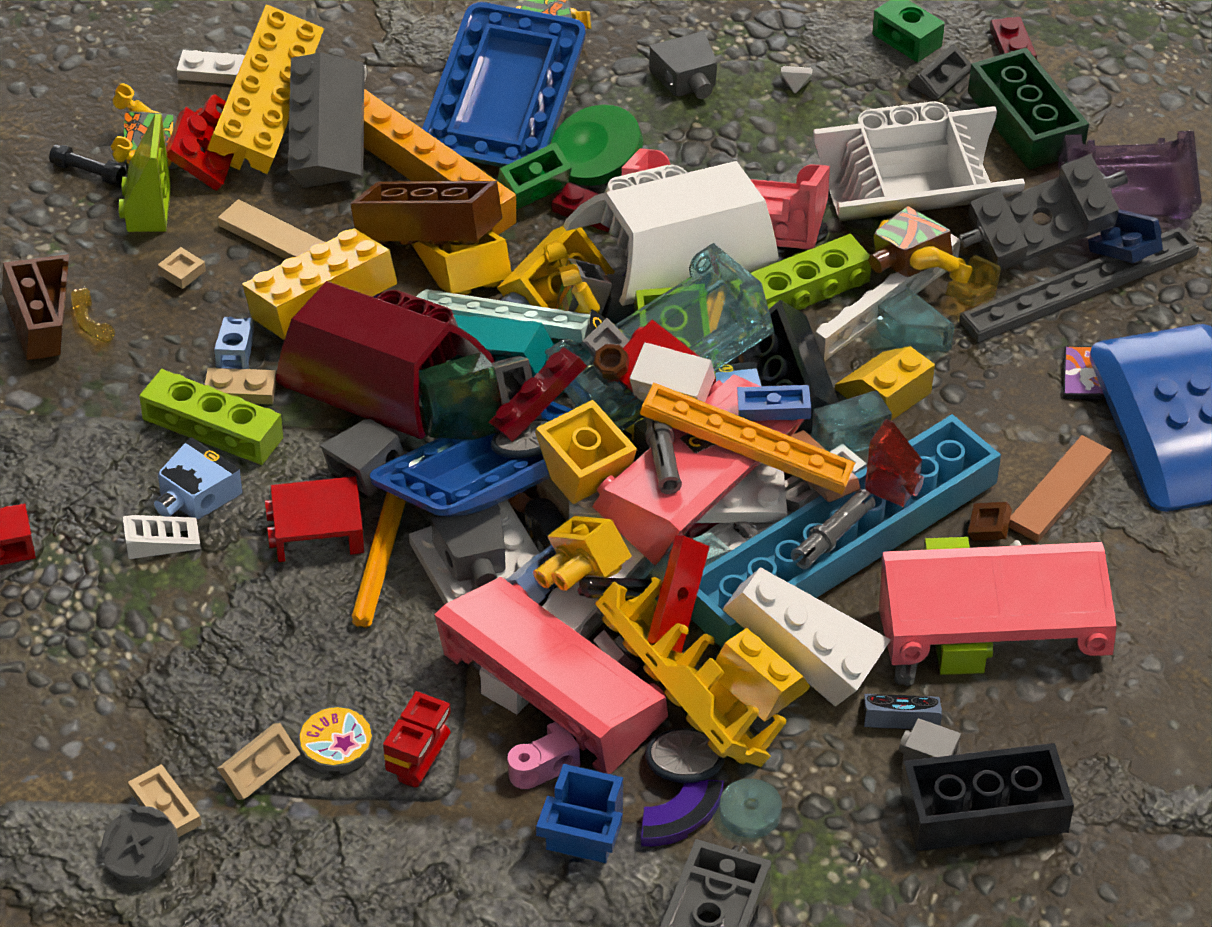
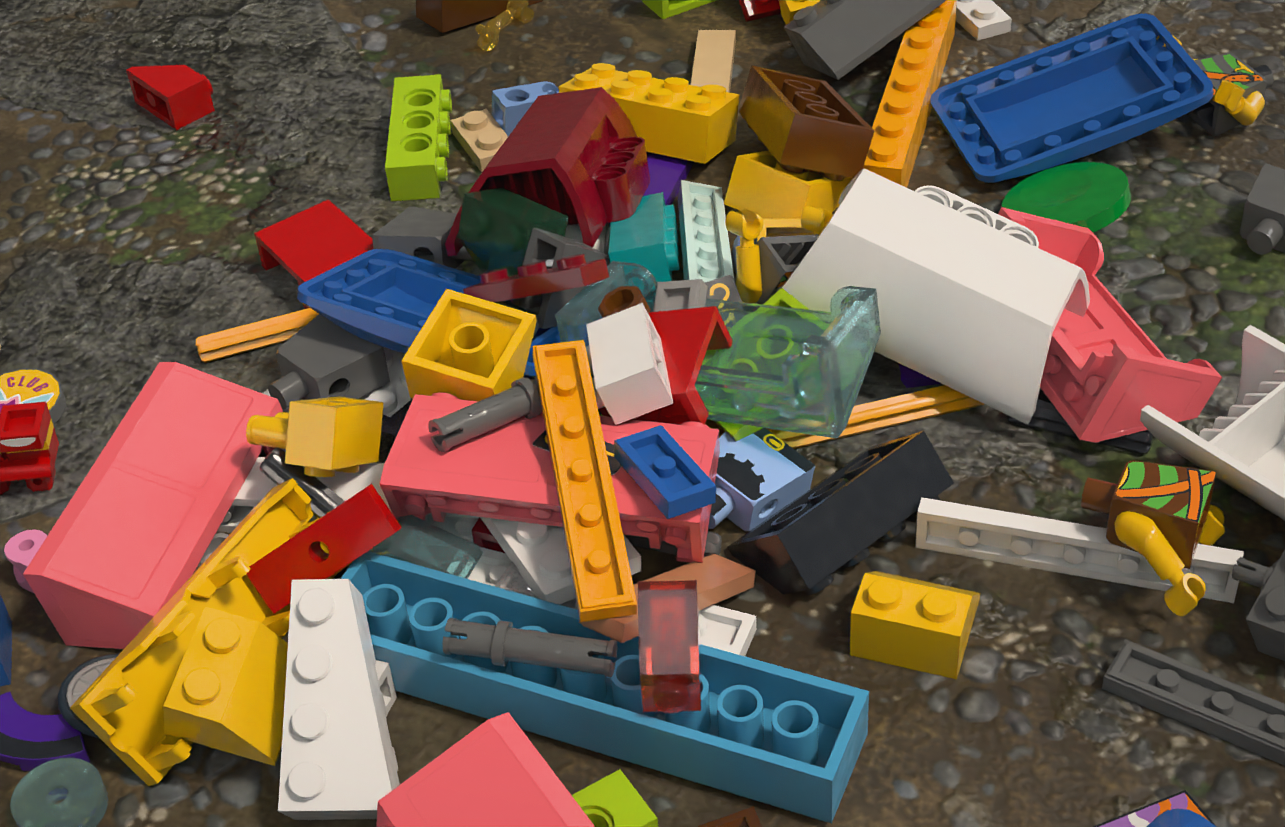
camera: 65 degrees right, 5 degrees down
(141, 543) = (237, 172): white slope -> none
(181, 267) = (609, 40): tan plate -> none
(196, 481) = (320, 163): light blue torso -> none
(536, 175) = (959, 169): green brick -> none
(816, 273) = (1021, 455): lime brick -> none
(850, 422) = (796, 610): clear light blue brick -> none
(914, 323) = (1048, 593): clear light blue slope -> none
(981, 284) = (1193, 636): clear yellow bracket -> none

